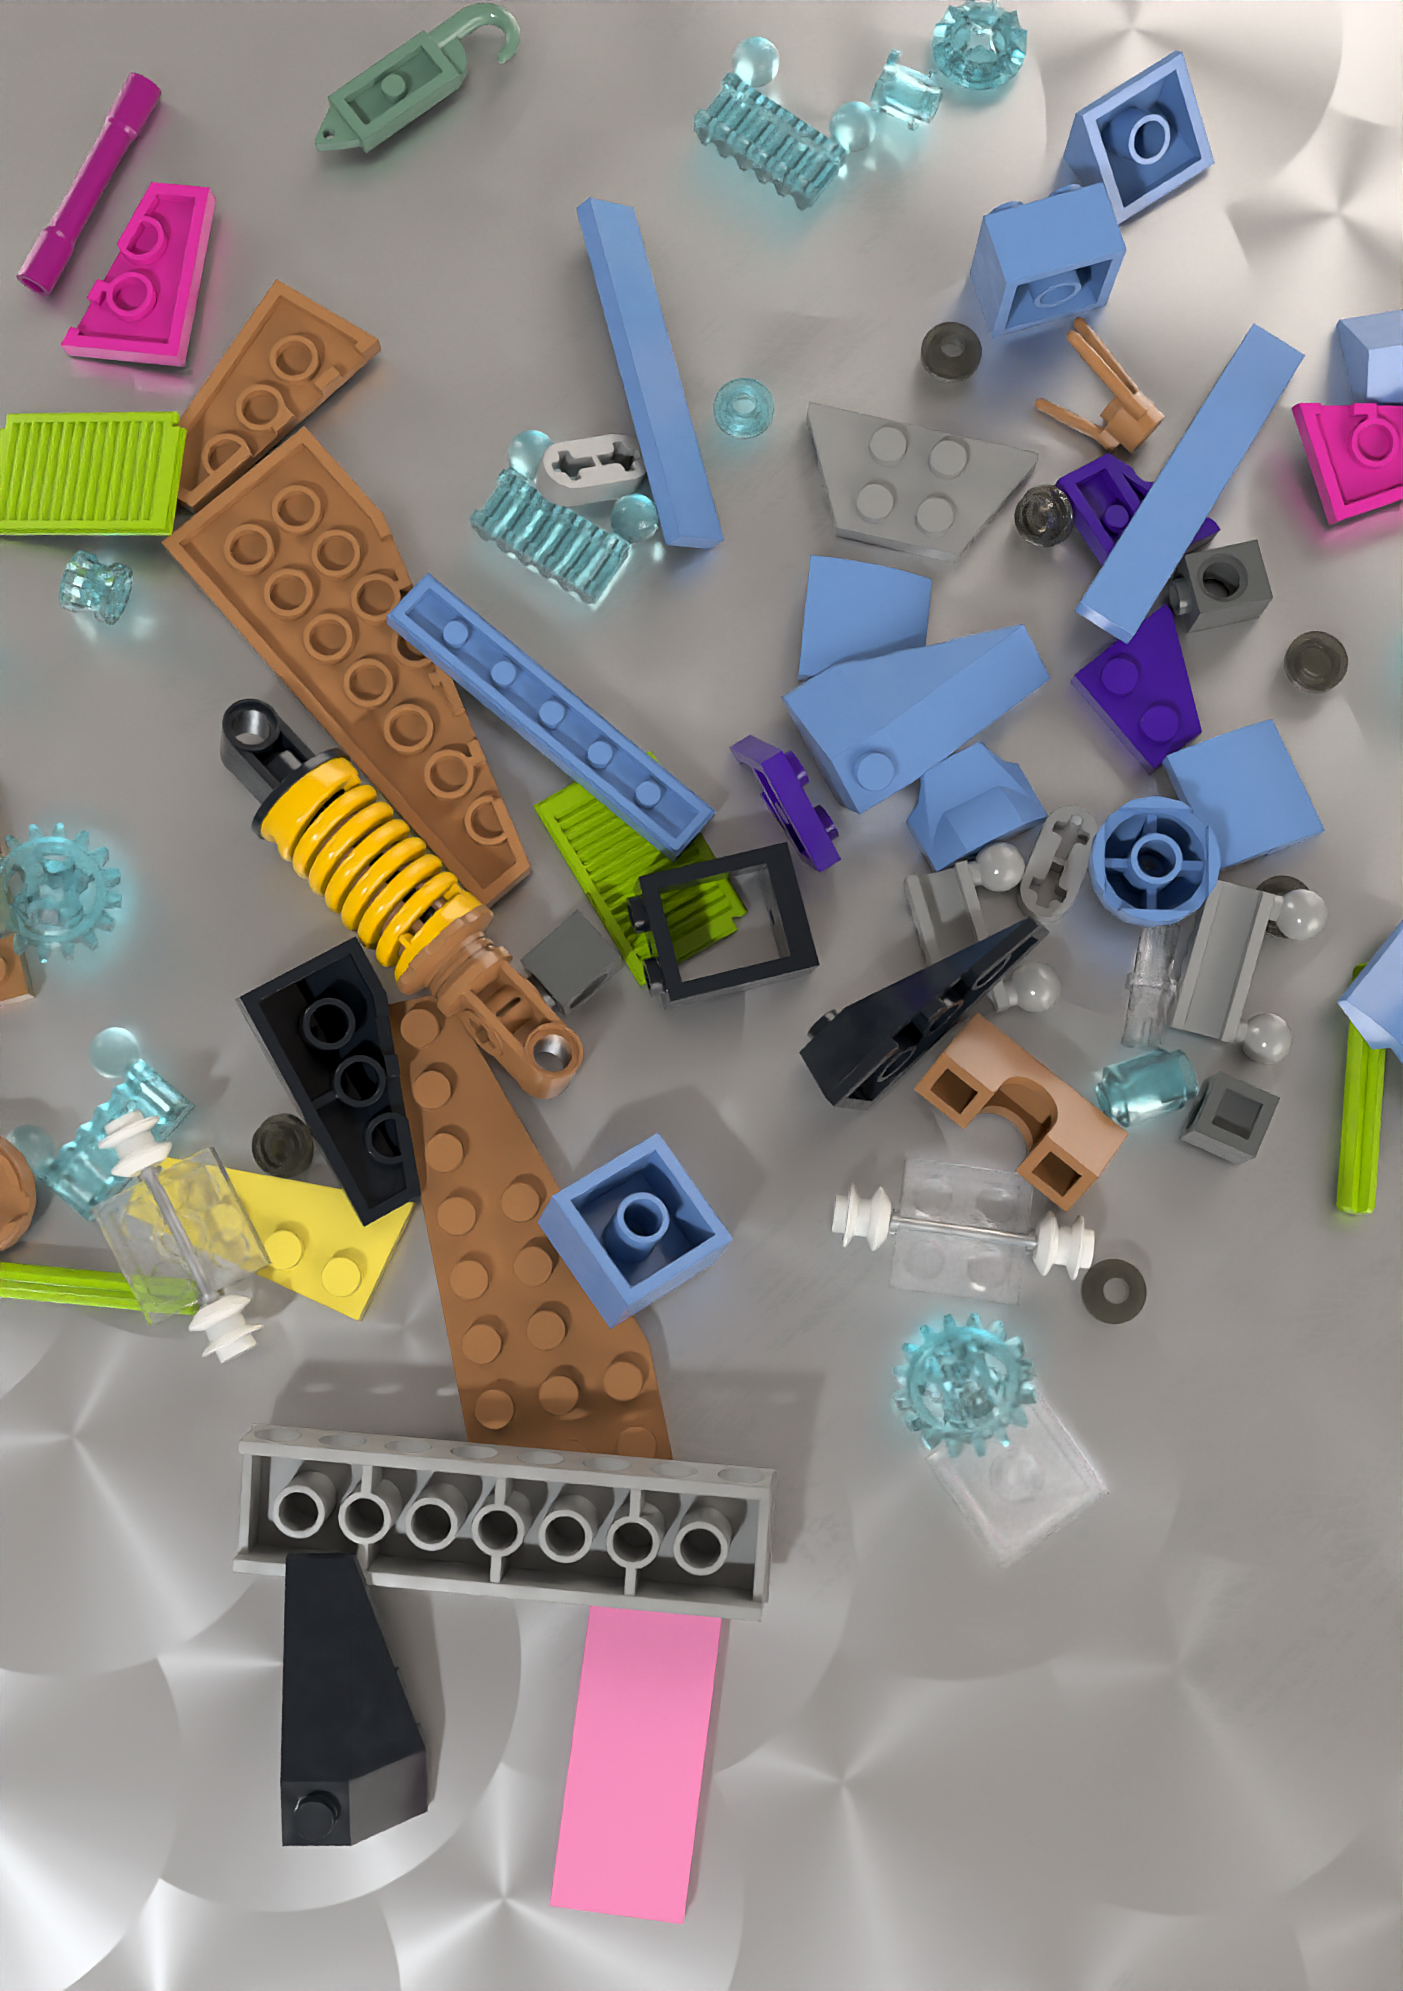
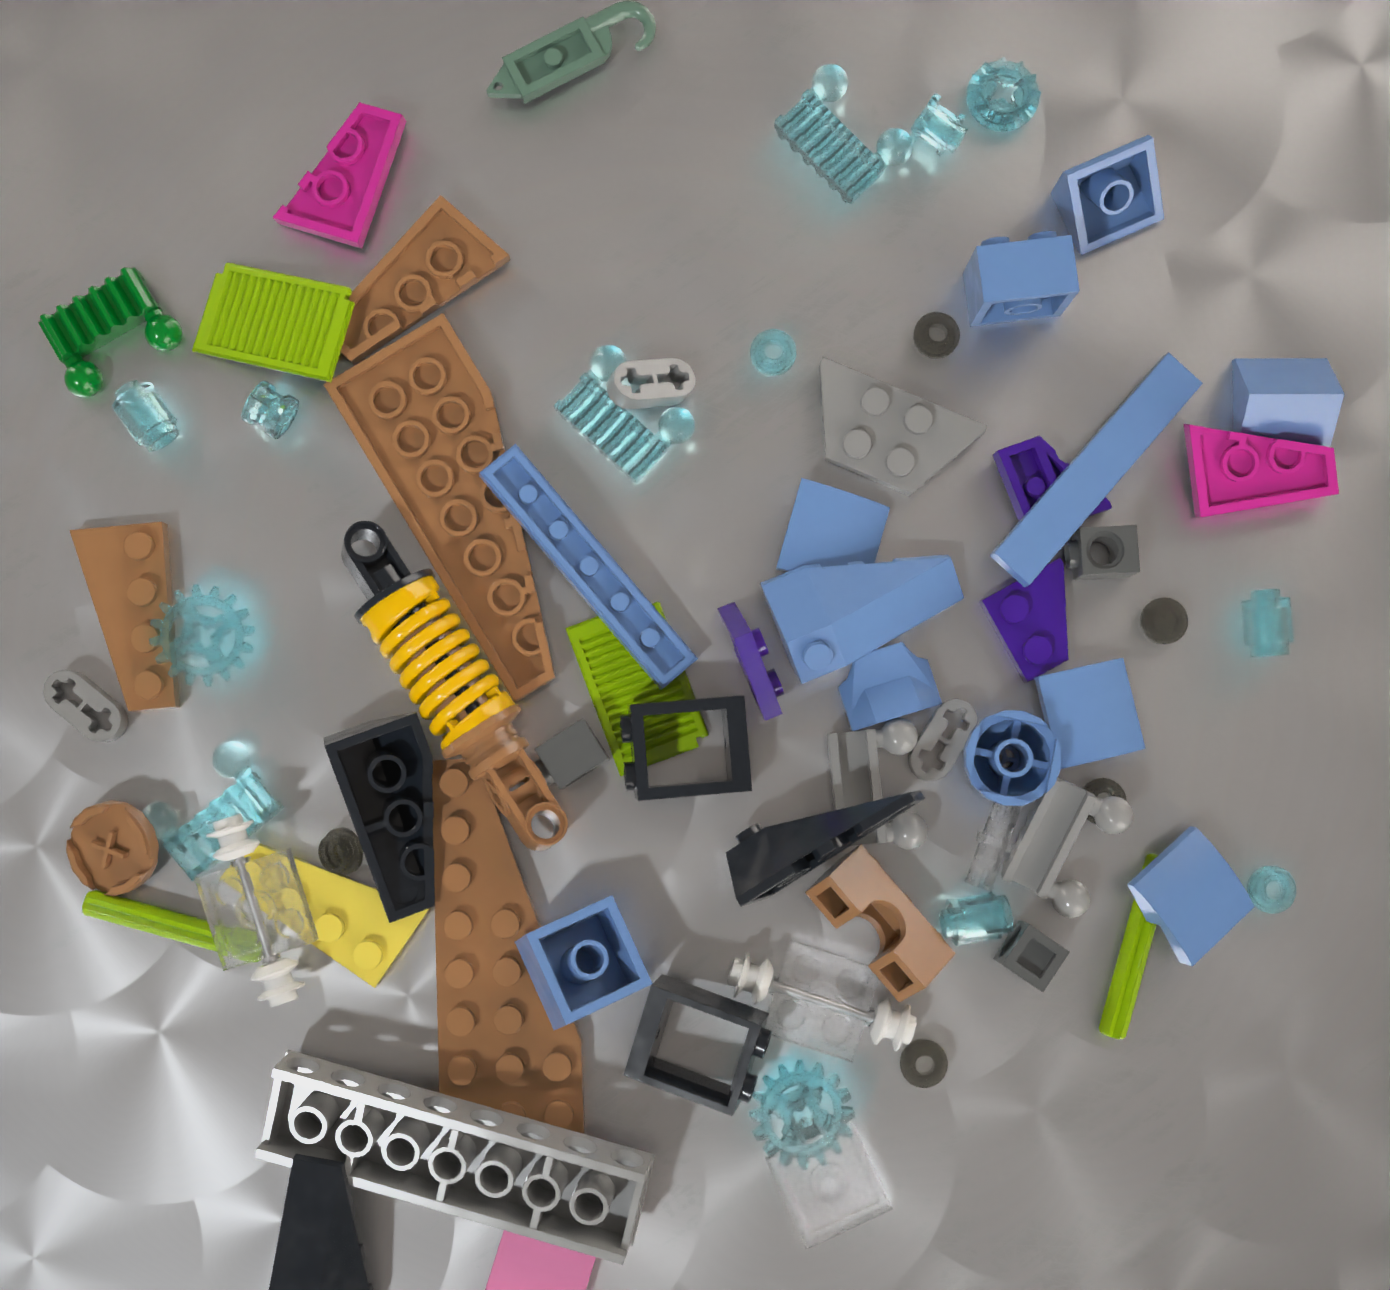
camera: 15 degrees right, 5 degrees up
(57, 240) = (344, 53): magenta piece -> none
(649, 375) = (707, 314): medium blue tile -> none
(741, 1308) = (683, 1082): none -> black window
(1044, 516) = (982, 475): clear smoke plate -> none
(1129, 415) = (1063, 406): medium nougat plant -> none

